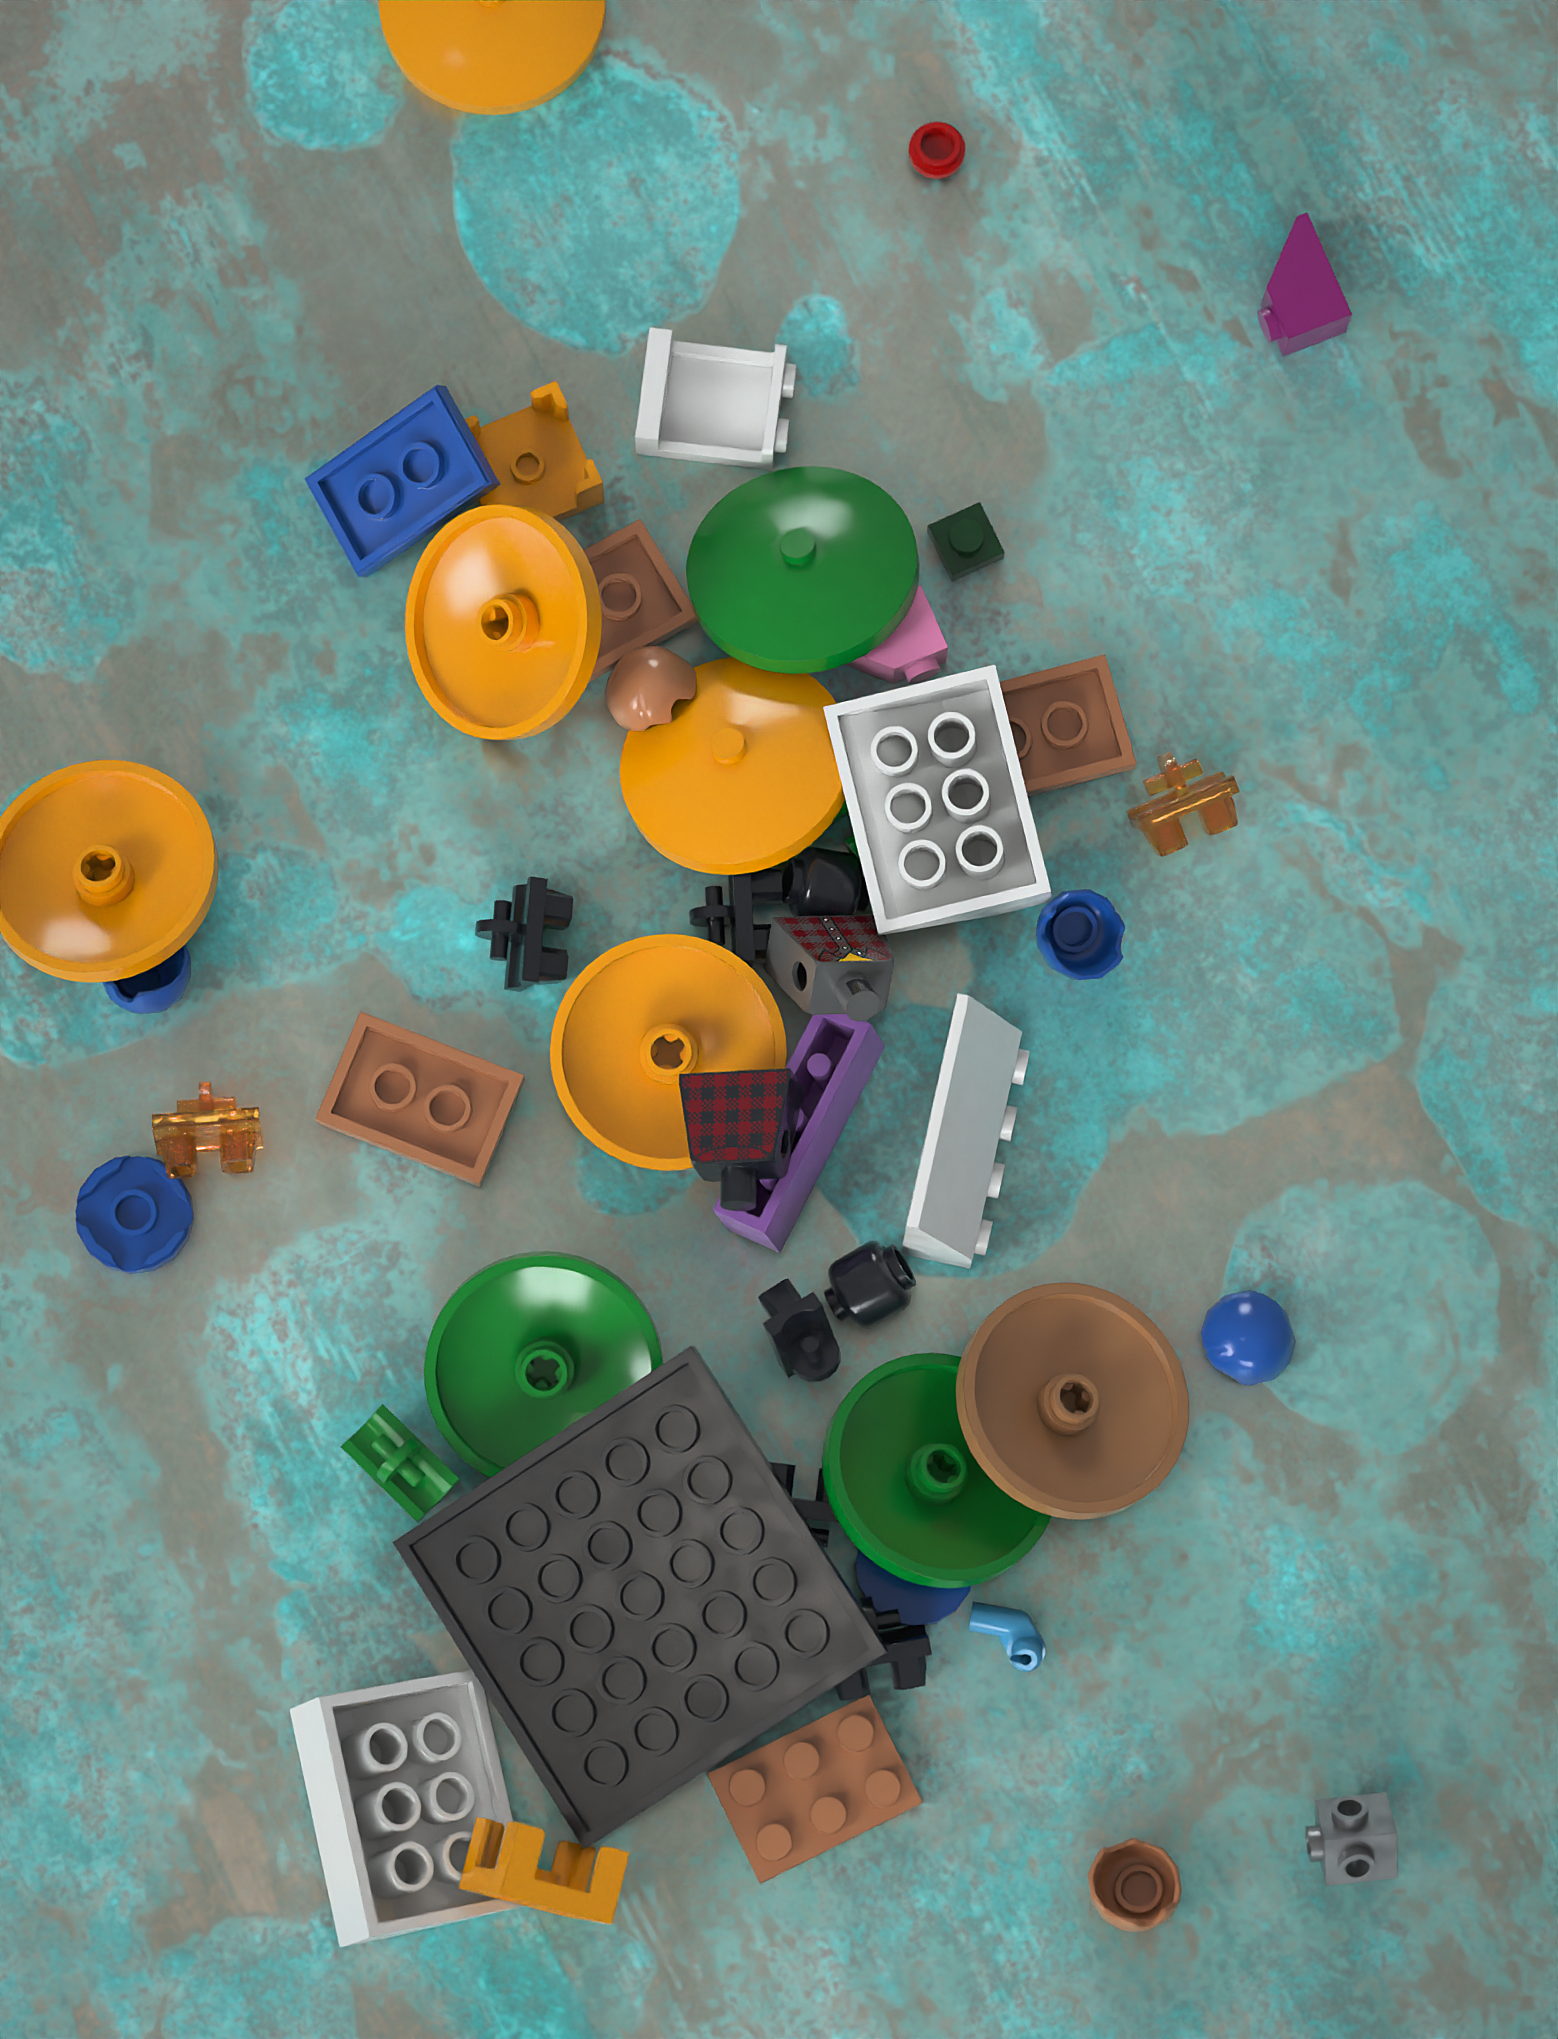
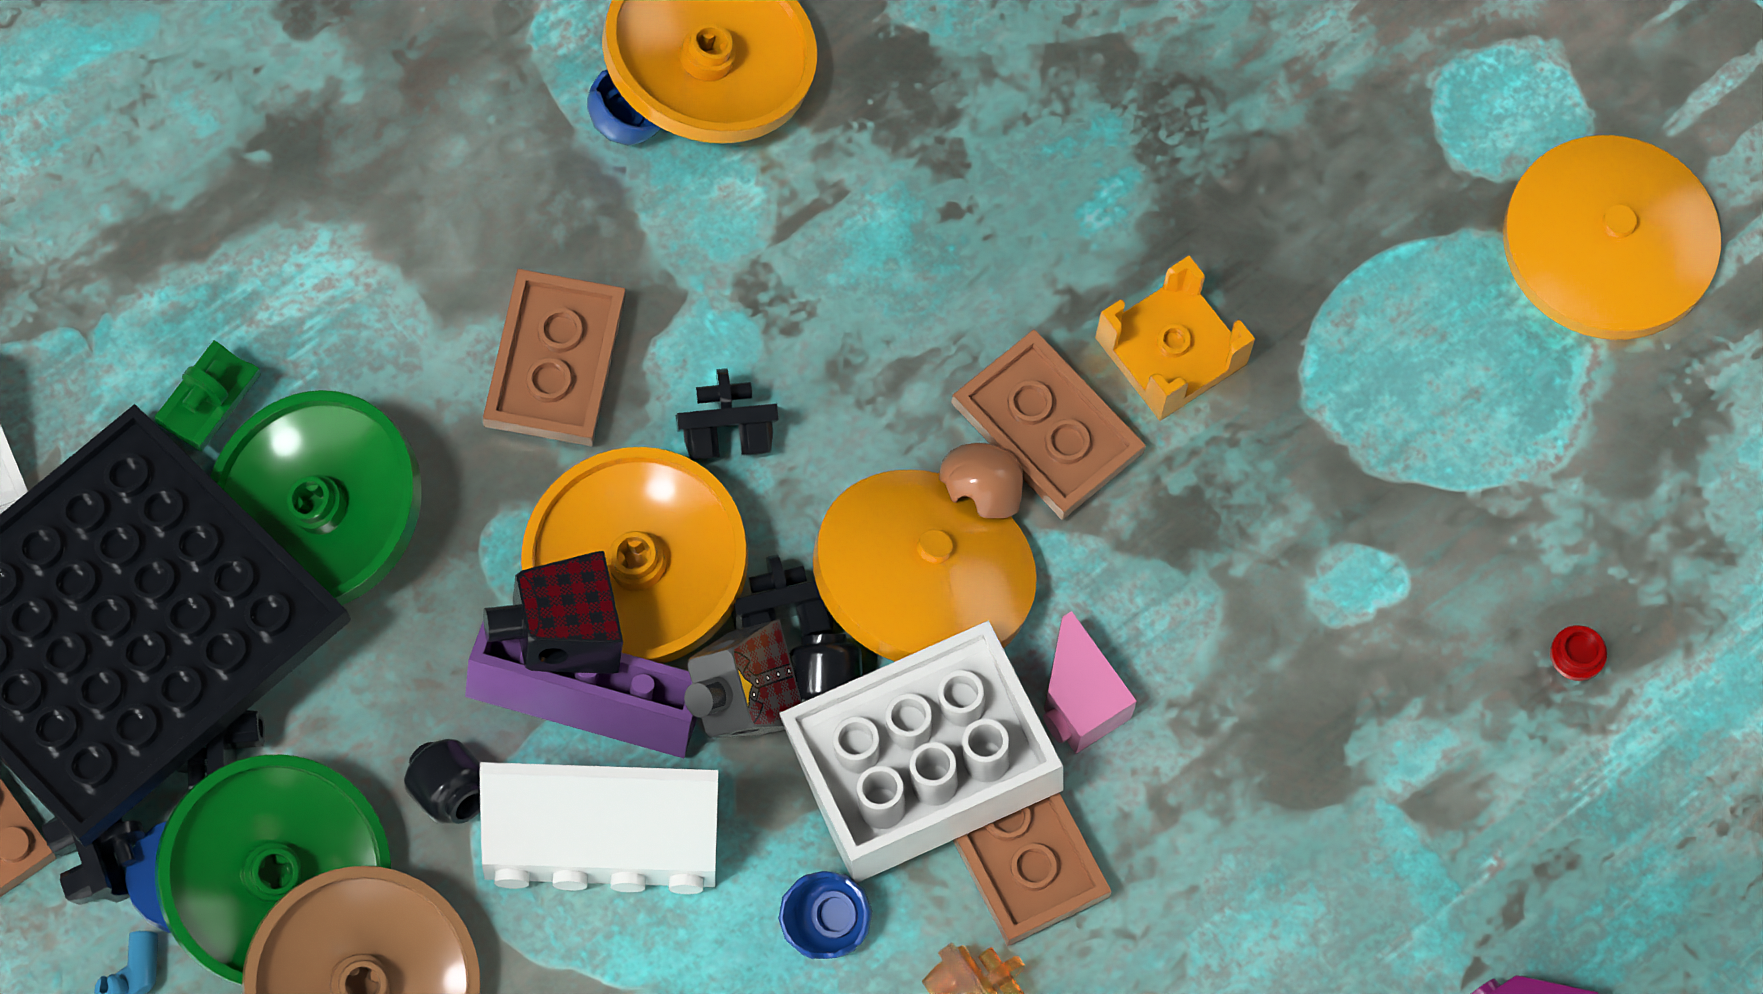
camera: 75 degrees right, 10 degrees down
(133, 1214) = (407, 143): blue tile -> none
(208, 1126) = (497, 182): clear orange hips -> none
(402, 481) = (1130, 231): blue tile -> none
(503, 622) = (1010, 330): light orange dish -> none
(713, 402) = (1276, 490): white panel -> none
(800, 1333) = (384, 718): black hips -> none
(803, 569) = (1128, 595): green dish -> none
(965, 541) = (1197, 748): dark green plate -> none

